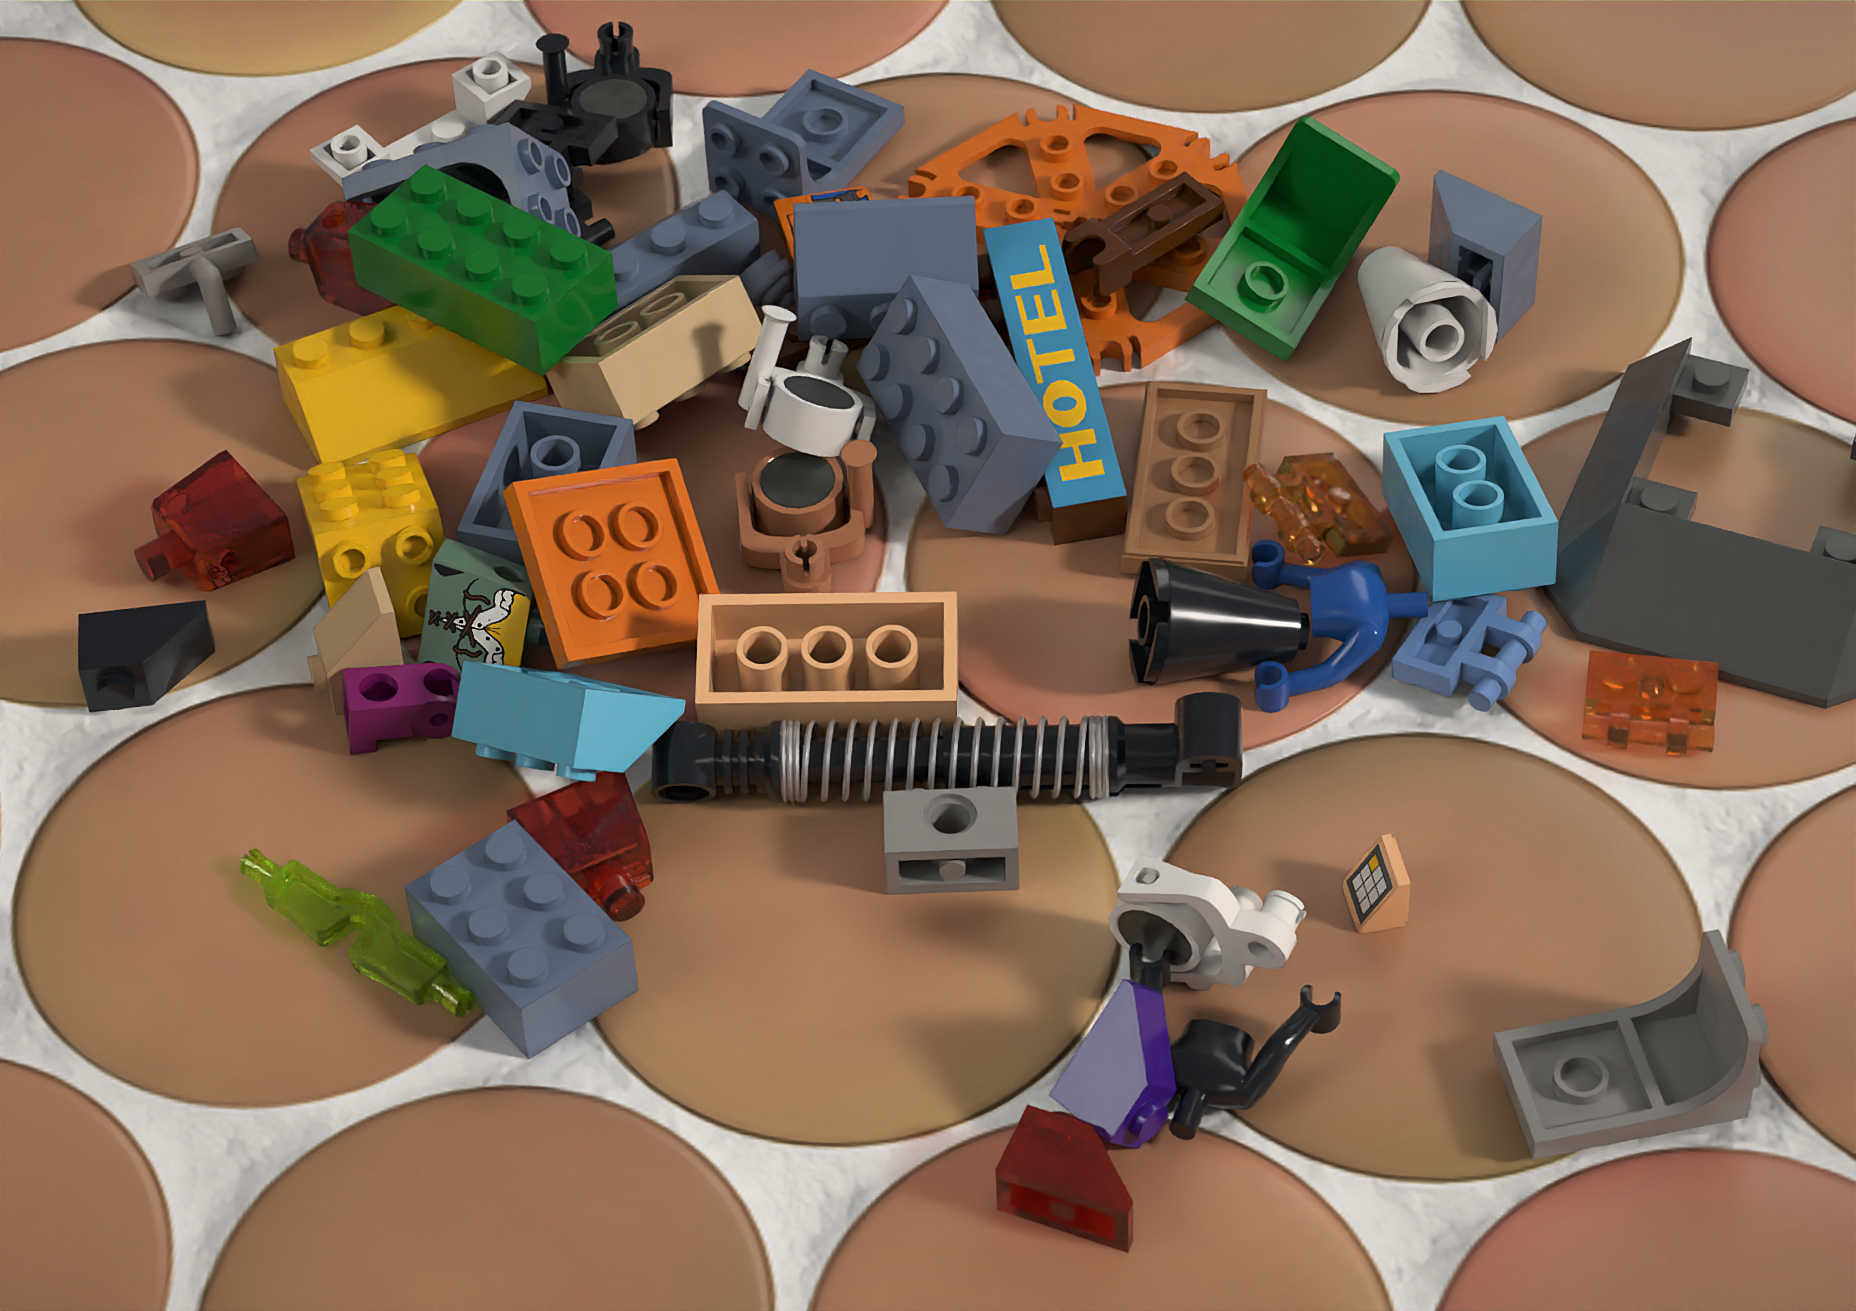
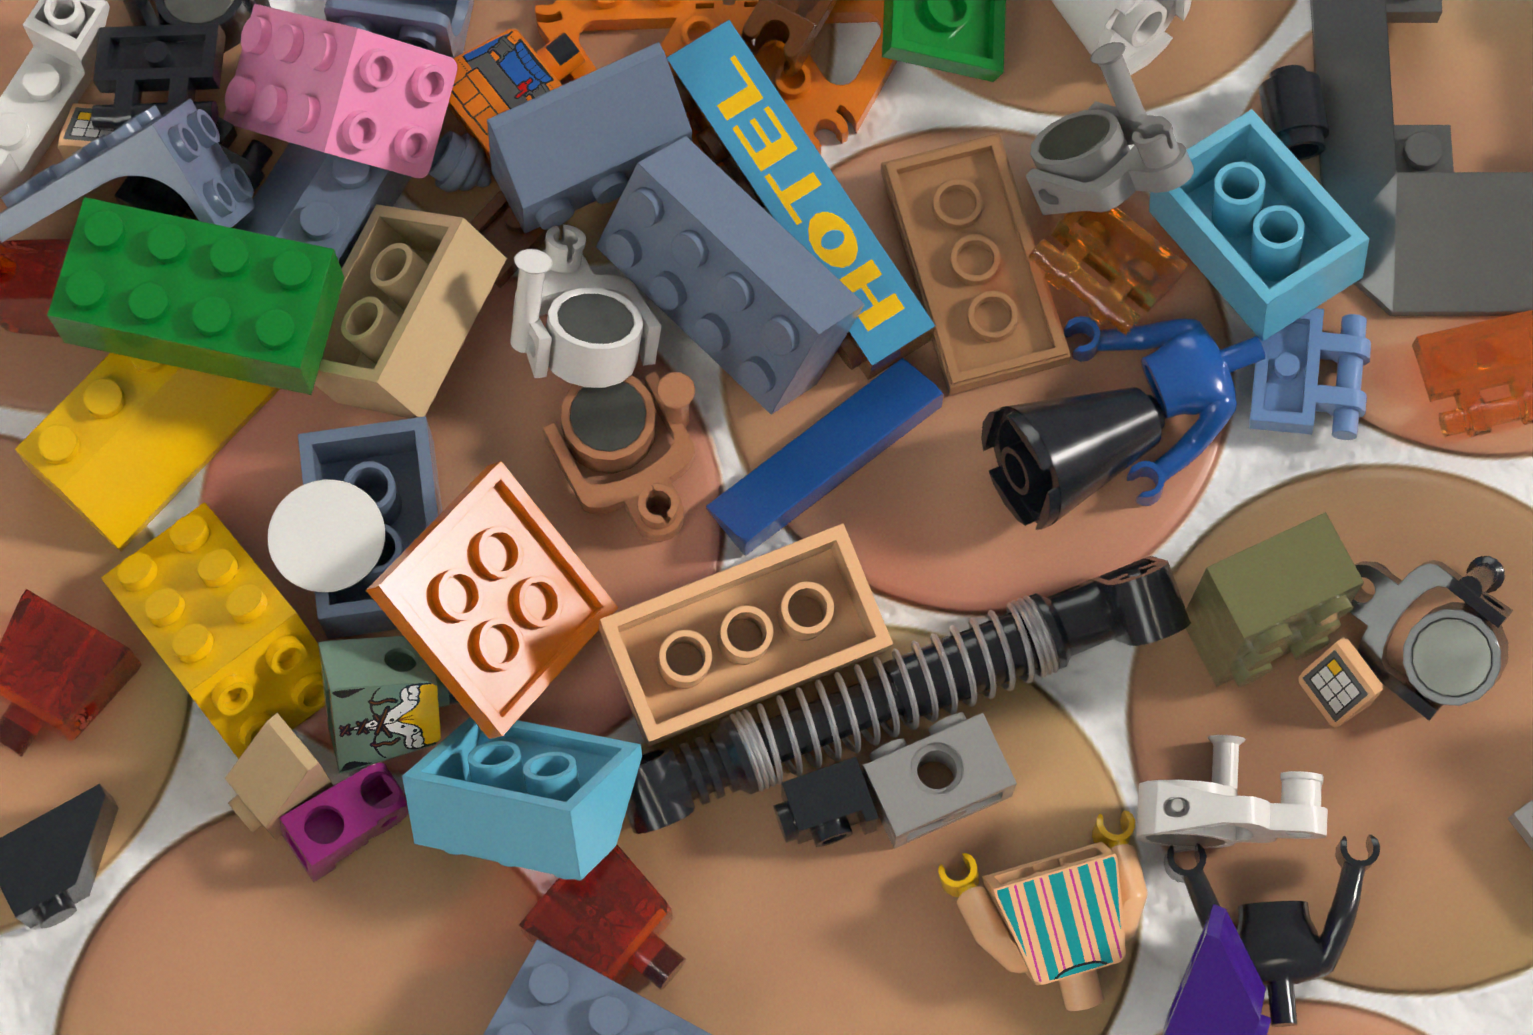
camera: 25 degrees left, 25 degrees up
(487, 466) = (326, 535): none -> white sticker
(699, 179) = (340, 90): none -> bright pink bracket
(837, 824) = (826, 805): none -> black brick
(1009, 967) = (1059, 912): none -> light nougat torso
(1011, 576) = (825, 455): none -> blue slope
(1325, 766) = (1272, 601): none -> olive brick
(1351, 416) = (1086, 154): none -> light grey piece
(1486, 875) = (1453, 649): none -> piece
(1557, 449) = (1295, 110): none -> black brick

